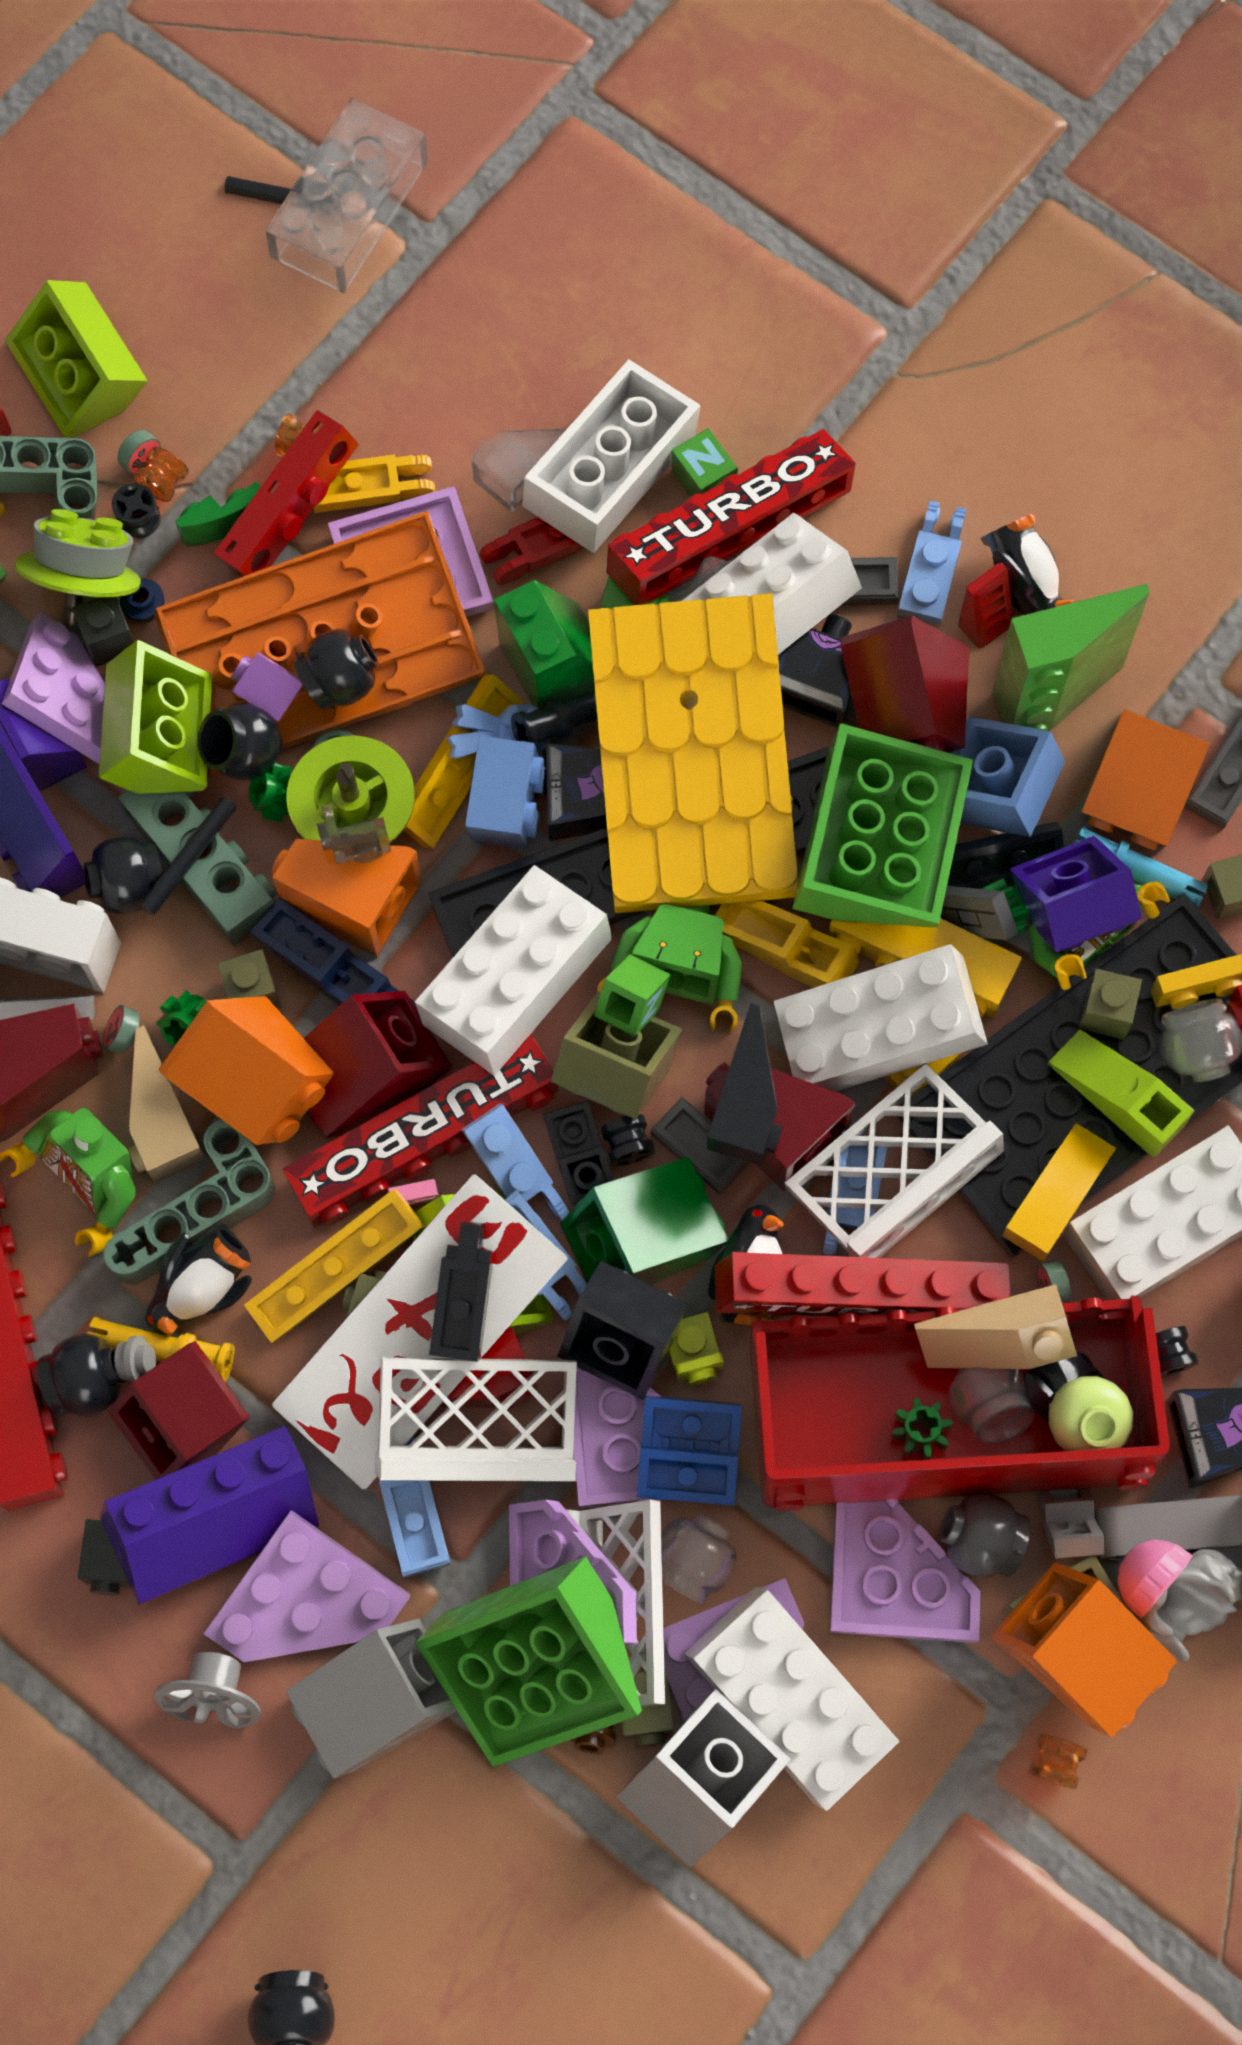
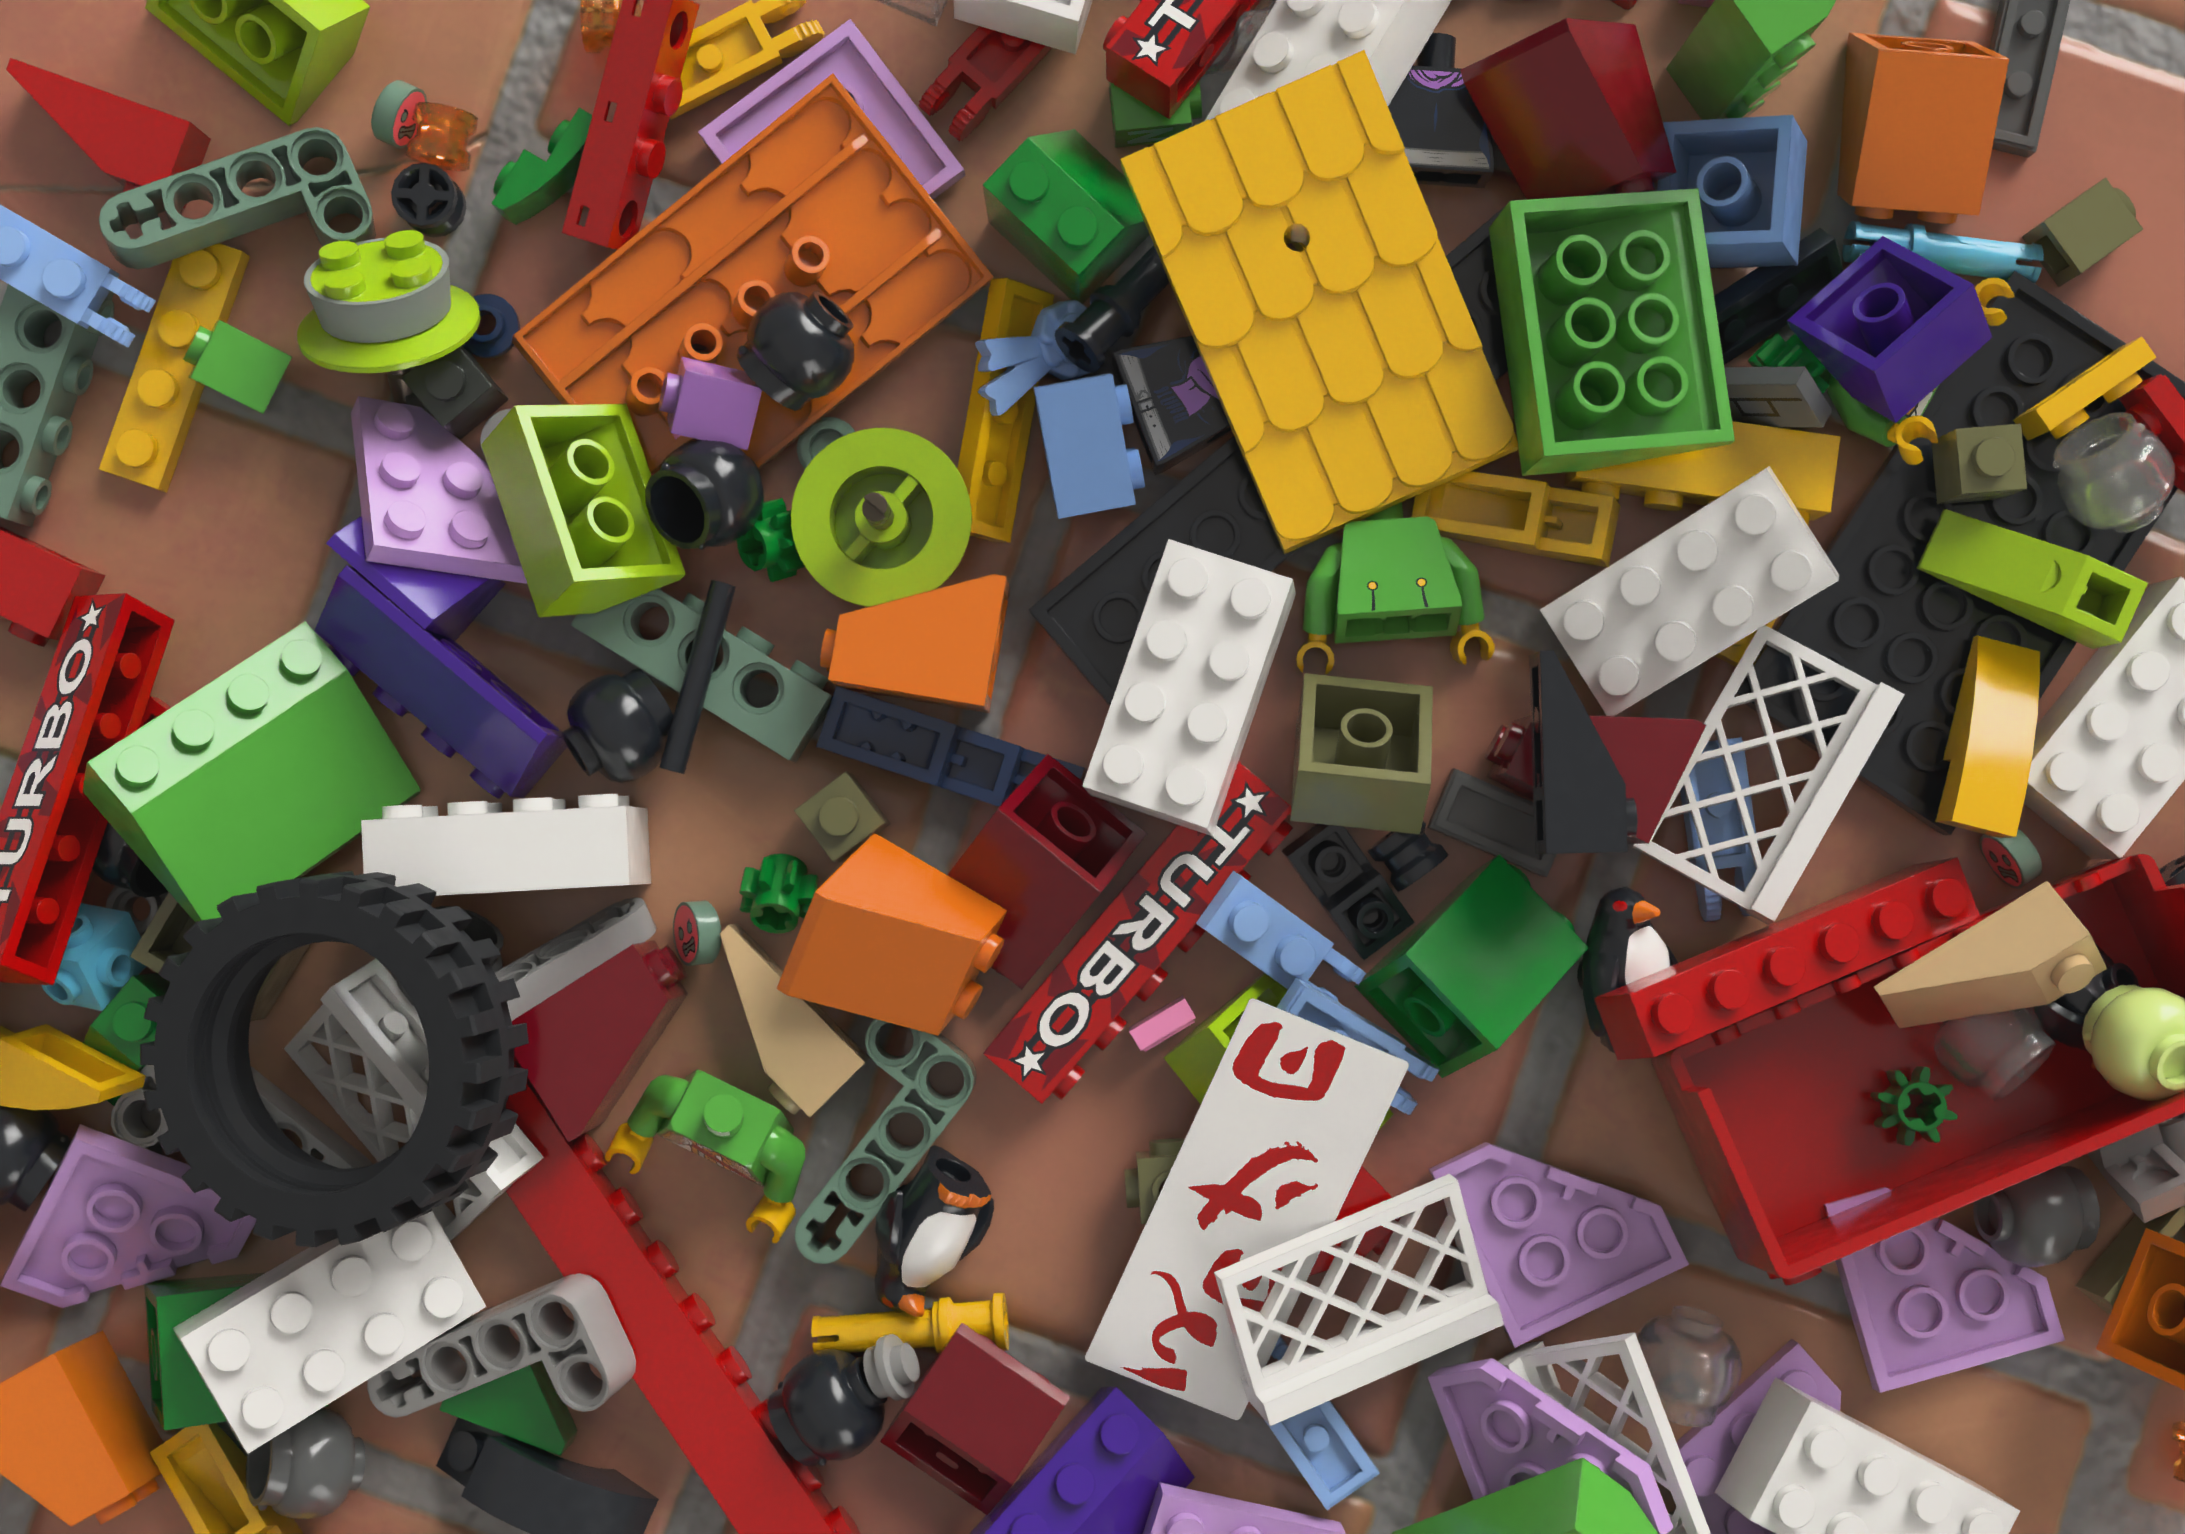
camera: 20 degrees left, 15 degrees up
(334, 1266) = (1097, 1153): yellow plate -> none
(355, 842) = (934, 597): clear smoke bracket -> none
(462, 1296) = (1292, 1162): black hinge -> none
(622, 1329) = (1505, 1120): black brick -> none
(632, 995) = (1359, 671): bright green brick -> none
(689, 1450) = (1632, 1233): blue slope -> none
(696, 1351) = (1584, 1094): neon yellow bracket -> none

